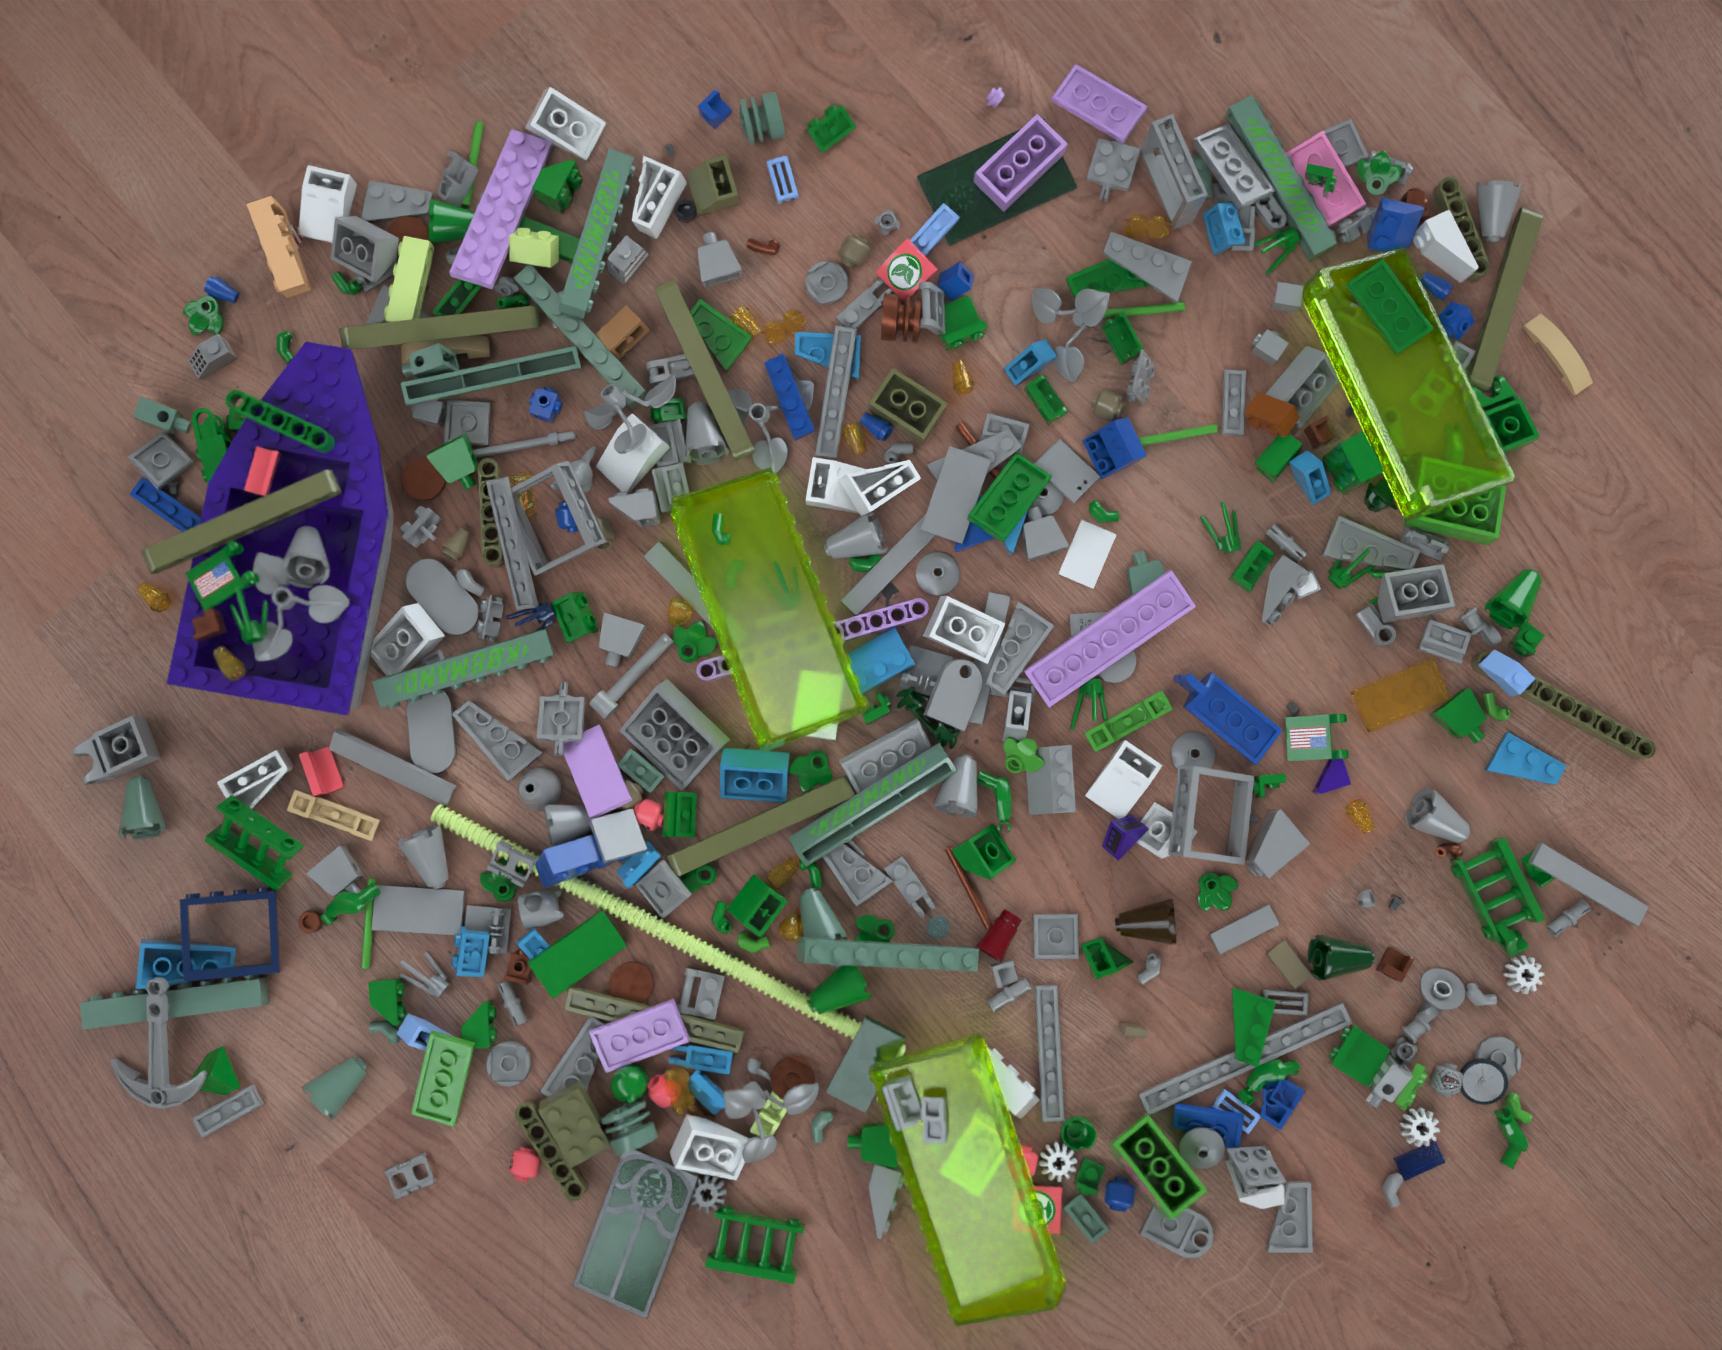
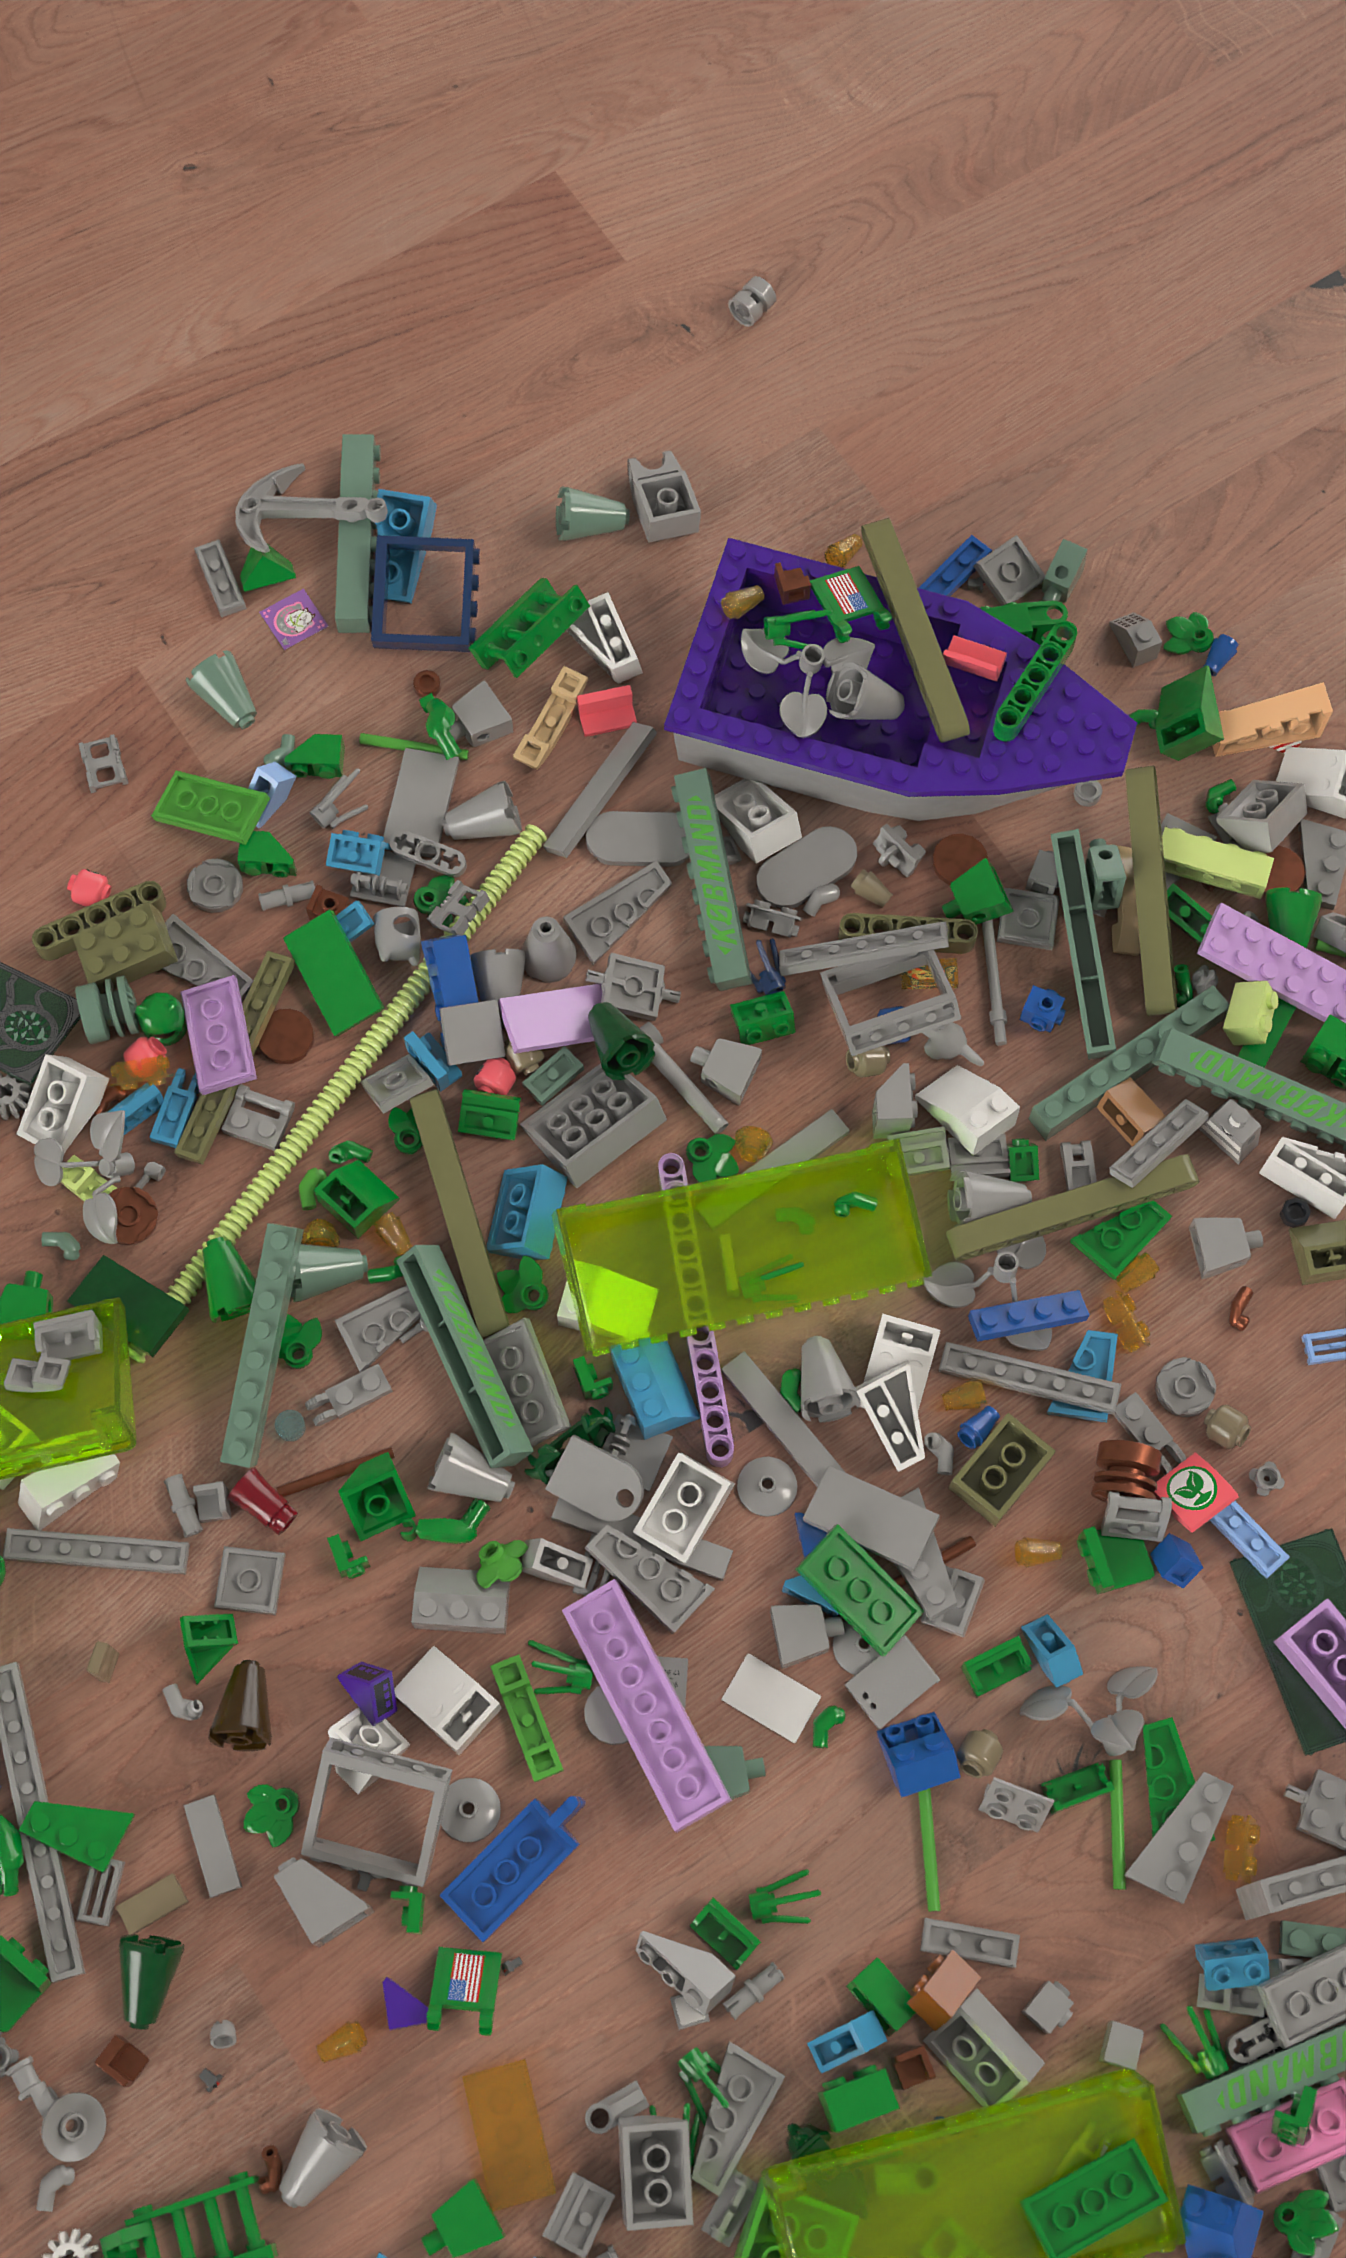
camera: 95 degrees right, 15 degrees down
(260, 1042) = (293, 619): none -> sticker
(280, 310) = (1188, 716): none -> green slope
(453, 911) = (449, 854): none -> light grey beam
(612, 722) = (619, 1042): none -> dark green cone
(615, 400) = (1034, 1085): light grey plant -> none
(648, 309) = (1159, 1143): none -> light grey tile
(1028, 871) = (341, 1553): none -> green bracket

